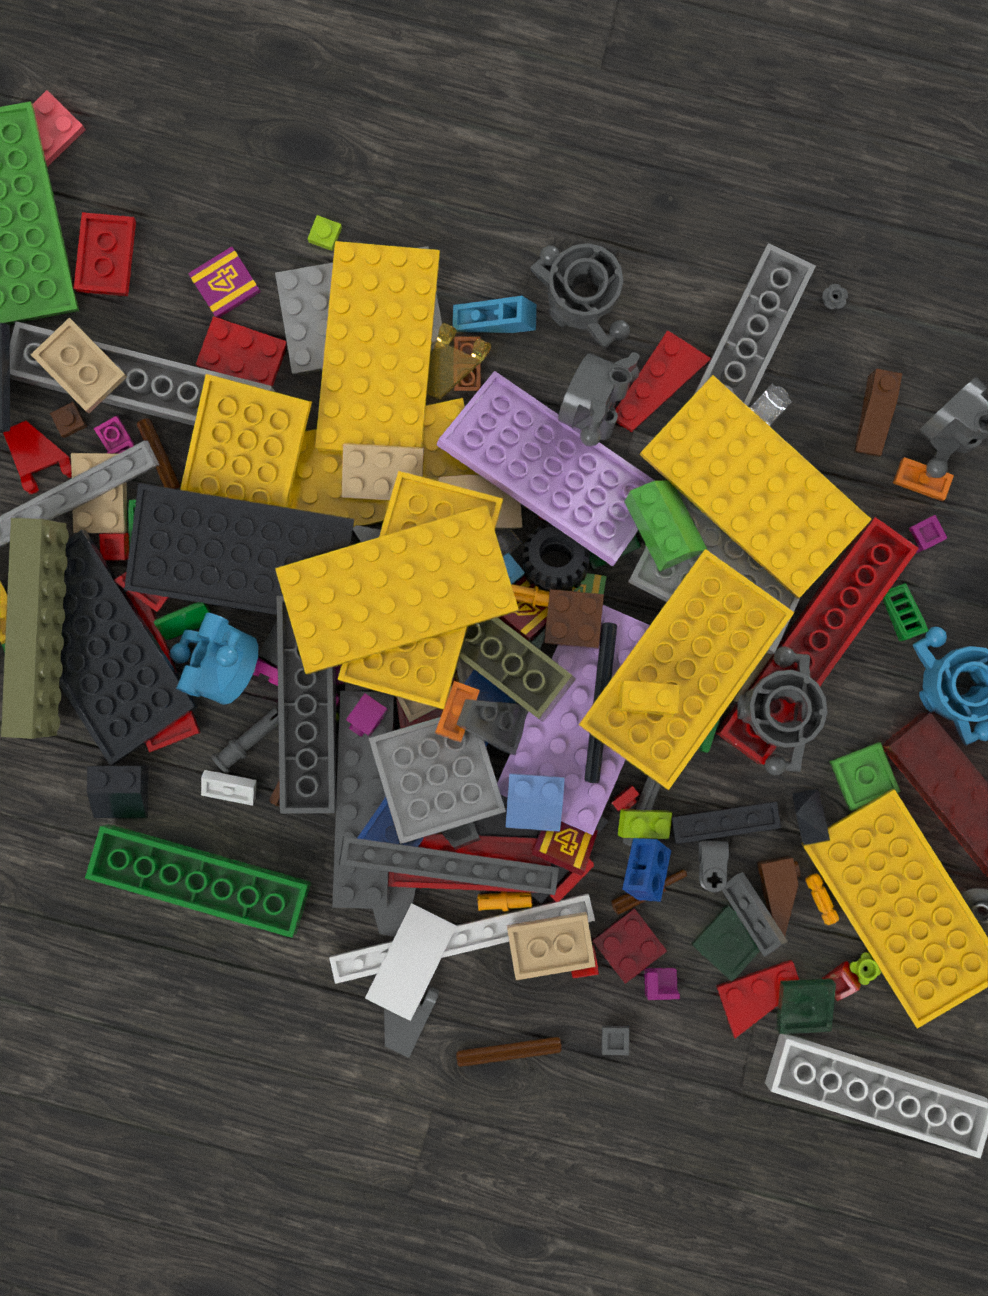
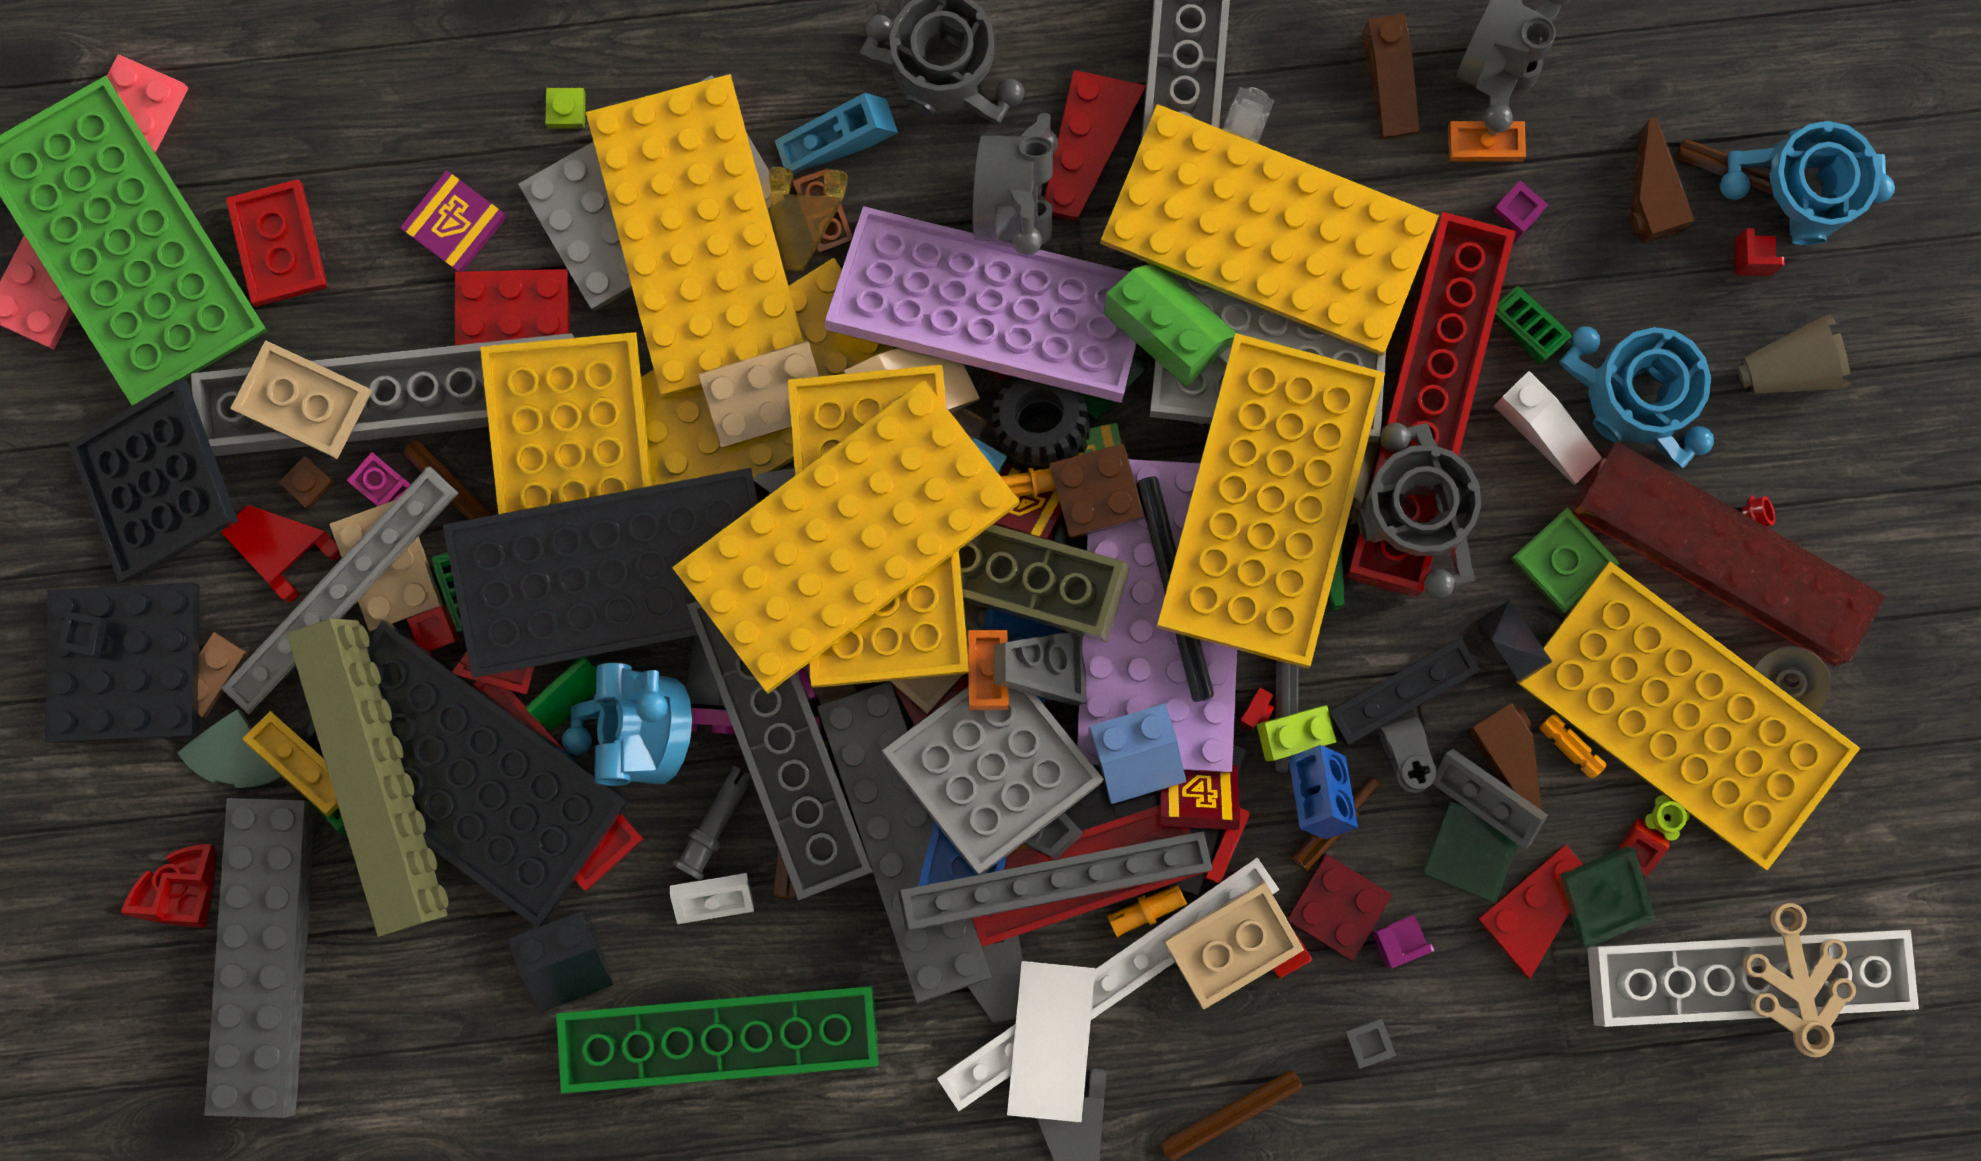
camera: 25 degrees left, 5 degrees down
(366, 716) = (867, 723): magenta brick -> none
(649, 697) = (1237, 553): yellow brick -> none
(888, 684) = (1548, 427): none -> white slope
(910, 1116) = (1802, 986): none -> tan plant

